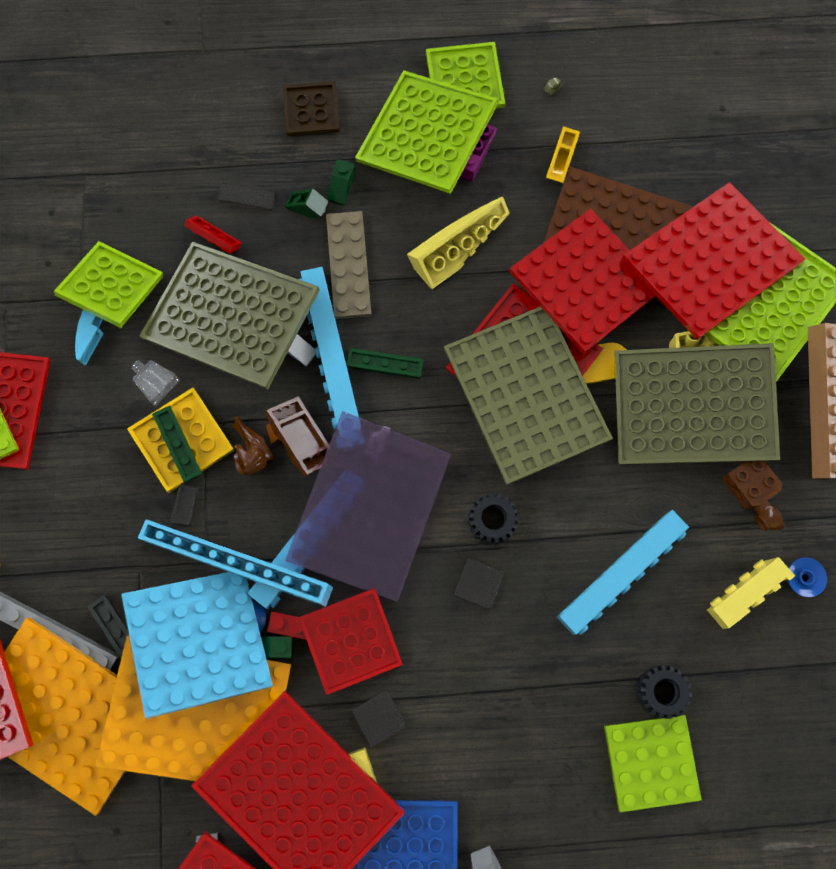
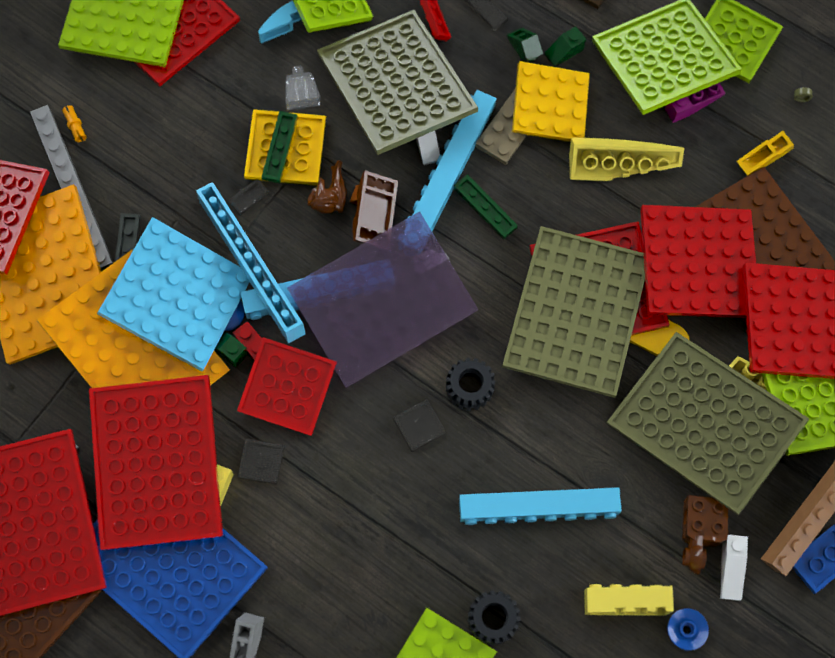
camera: 40 degrees right, 5 degrees down
(366, 237) = (550, 102): none -> yellow plate
(799, 501) = (733, 567): none -> white slope

